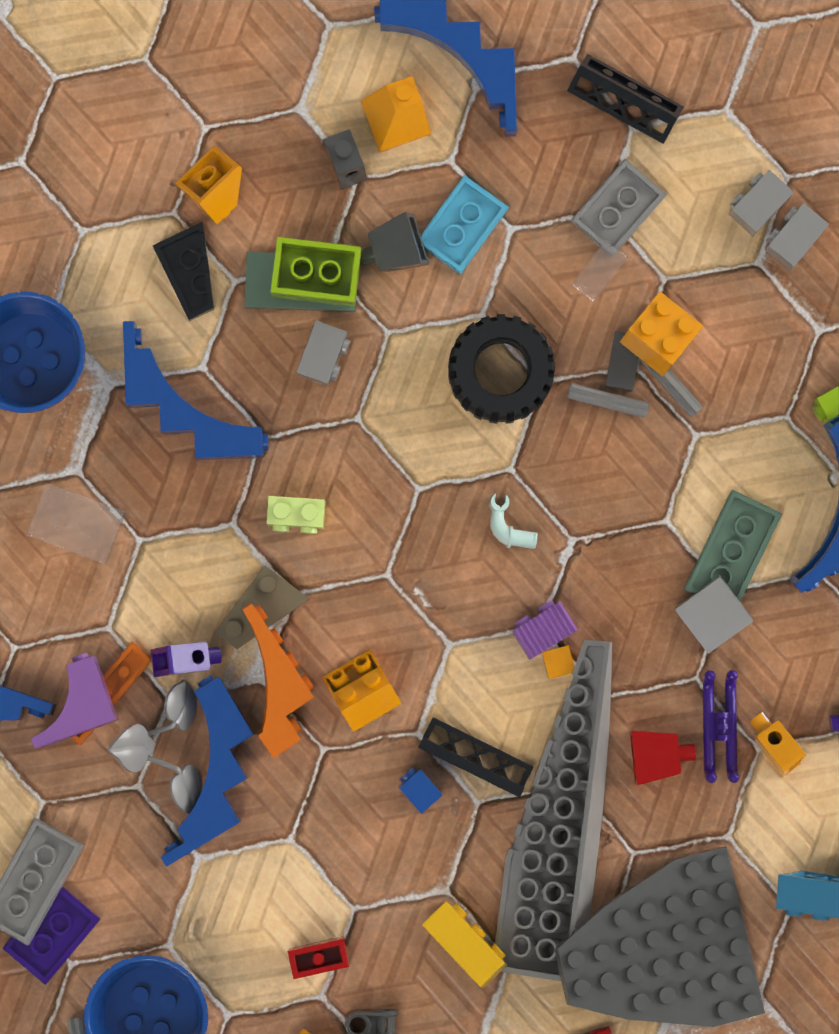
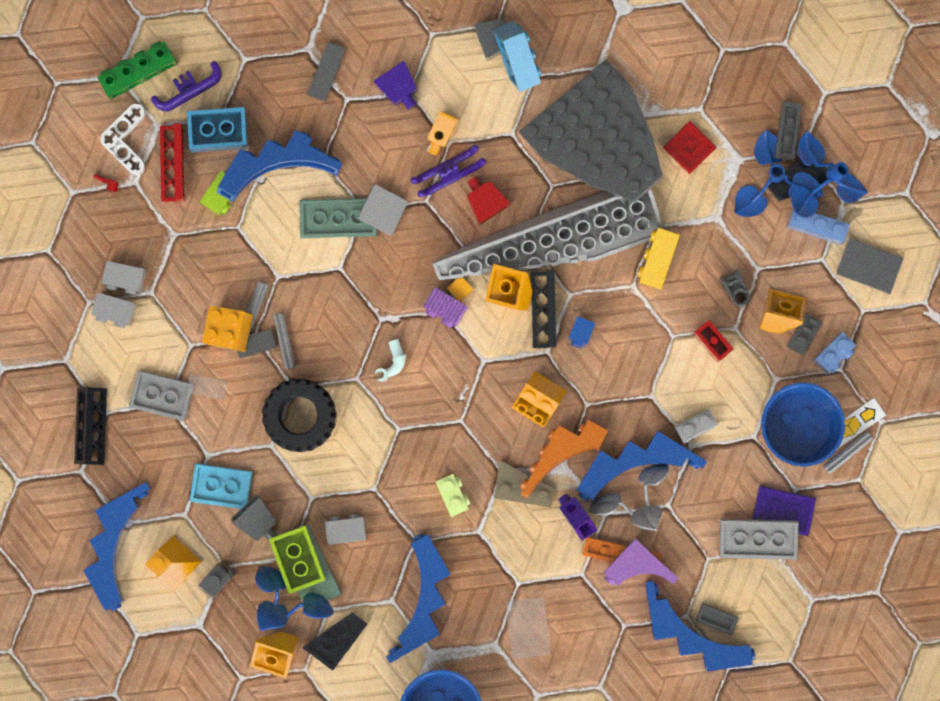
camera: 110 degrees left, 0 degrees up
(220, 876) = (695, 426): none -> light grey brick
(257, 202) = (274, 616): none -> blue plant
(525, 726) = (509, 288): none -> light orange slope

